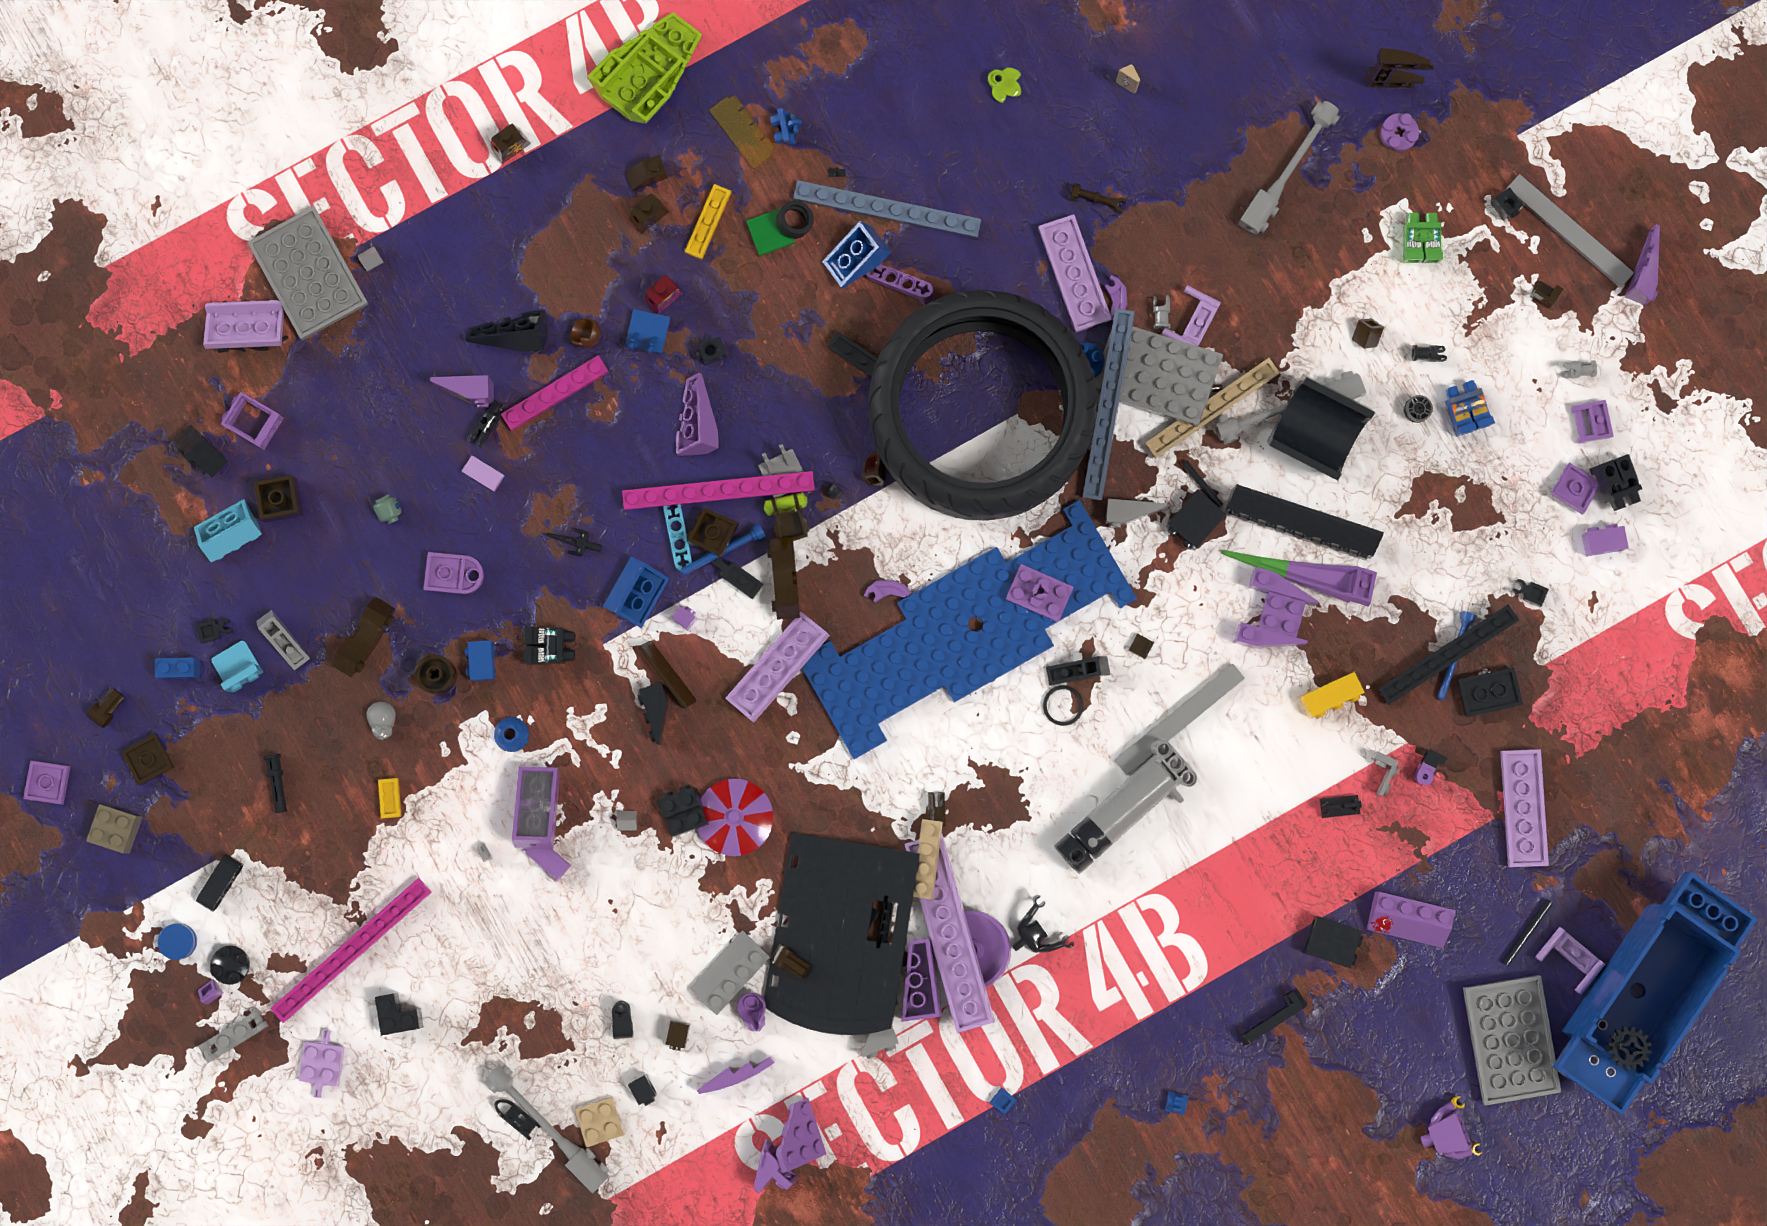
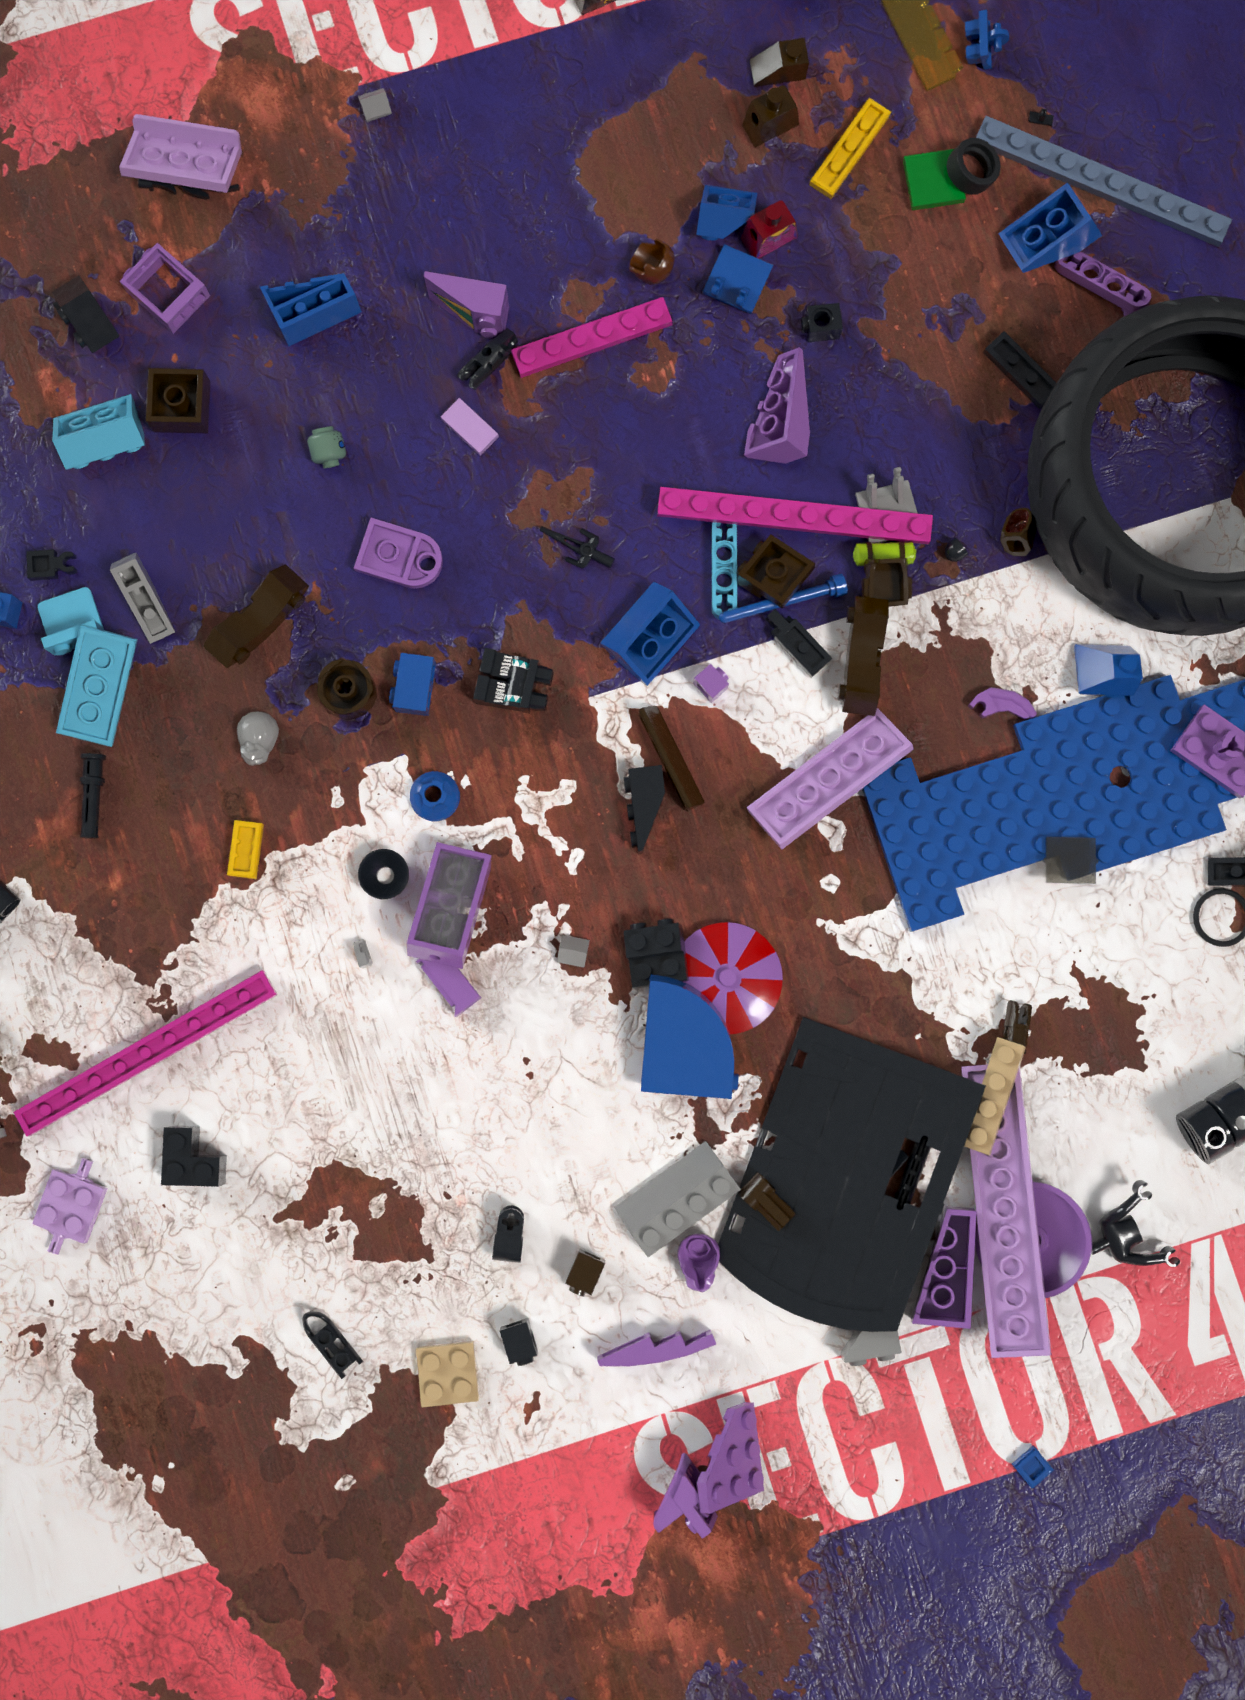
camera: 10 degrees right, 0 degrees up
(264, 707) = (96, 685): none -> medium azure tile
(307, 273) = (284, 105): light grey plate -> none
(356, 413) = (311, 306): none -> blue wedge
(477, 795) = (370, 868): none -> black piece
(519, 334) = (563, 247): black wedge -> none
(581, 1161) = (409, 1427): light grey bar -> none
(628, 285) = (724, 211): none -> blue slope
(714, 867) = (686, 1043): none -> blue brick
(951, 552) = (1107, 669): none -> slope
(951, 688) = (1070, 860): none -> clear smoke piece

